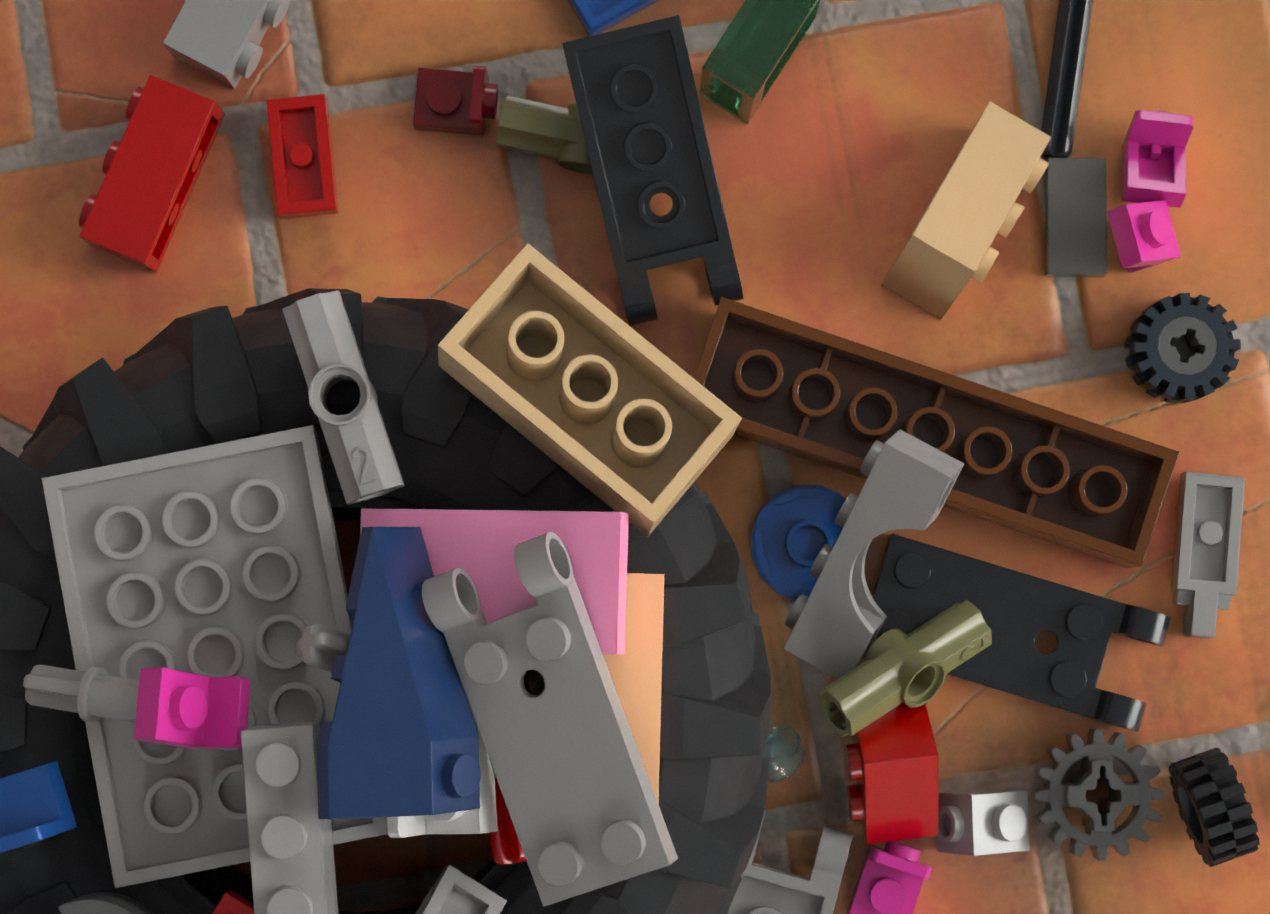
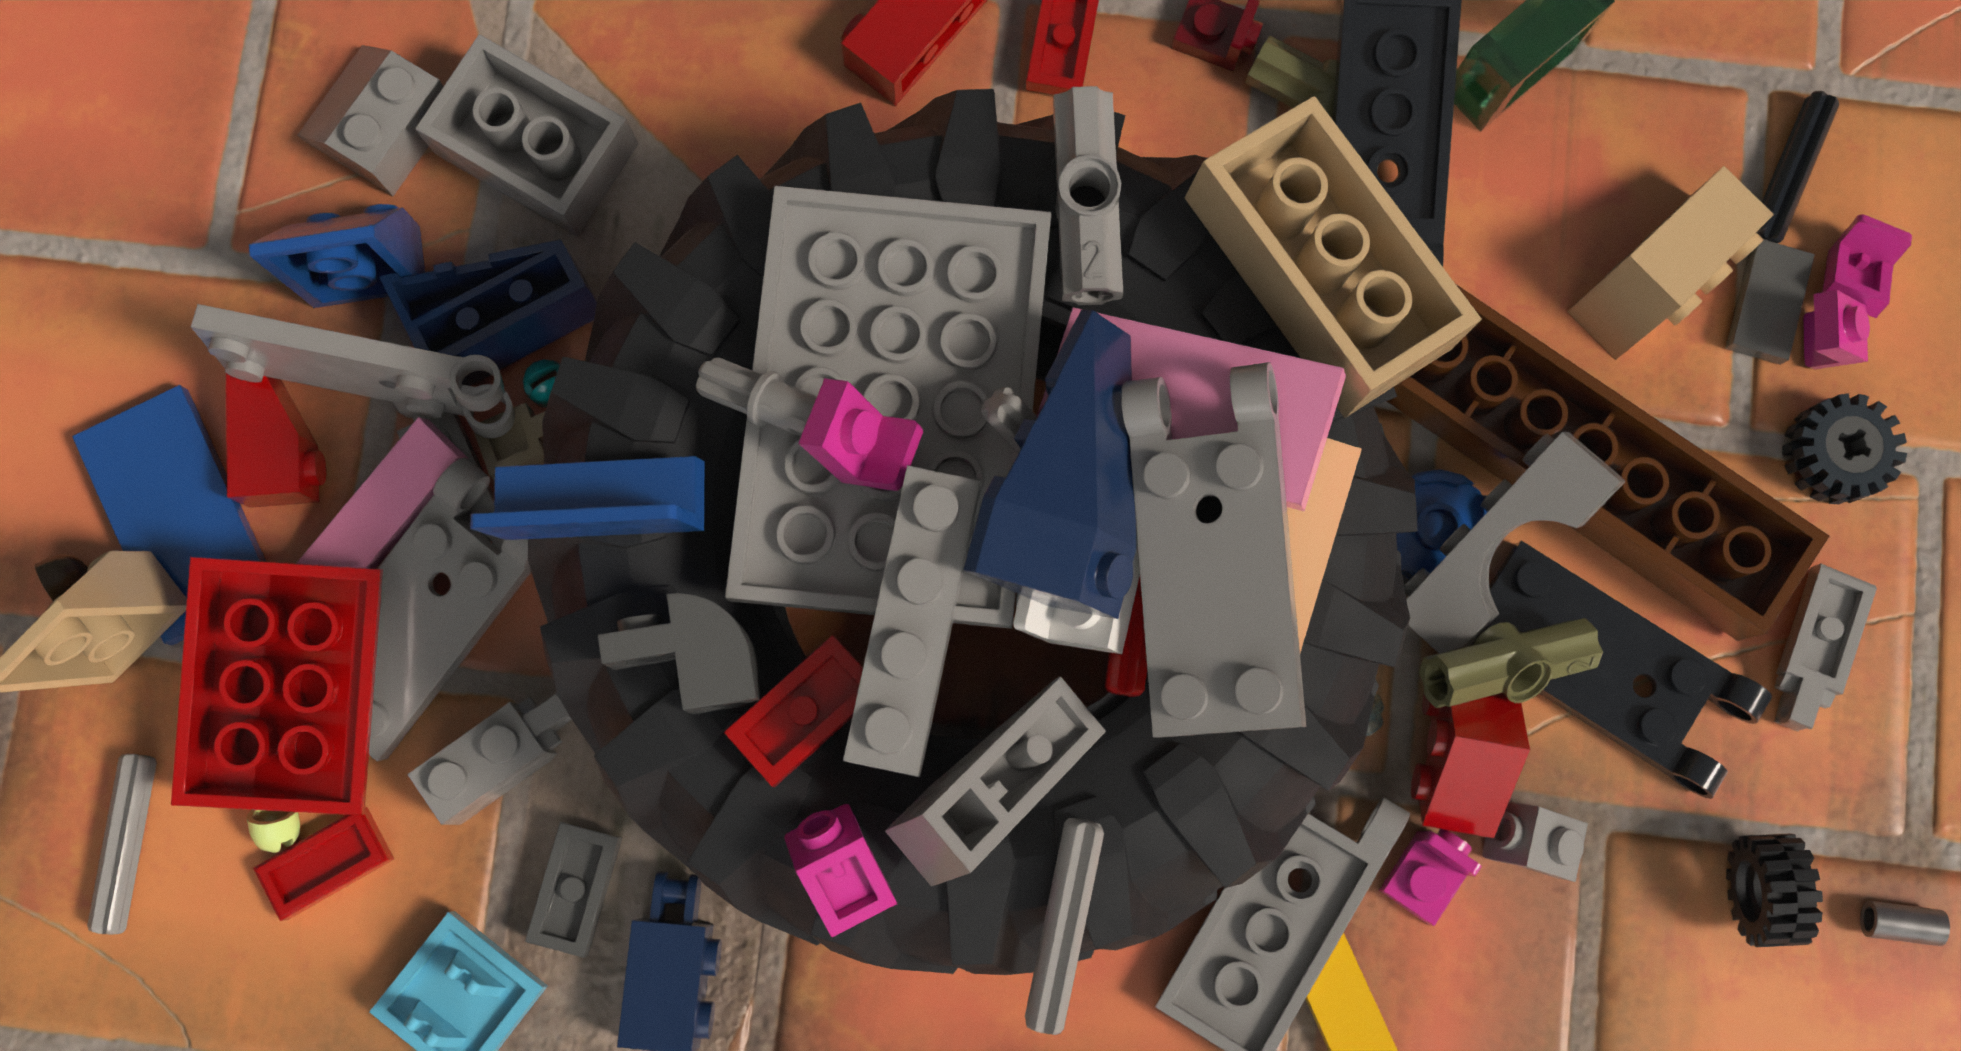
camera: 15 degrees right, 5 degrees down
(1099, 820) = (1650, 869): dark grey gear -> none

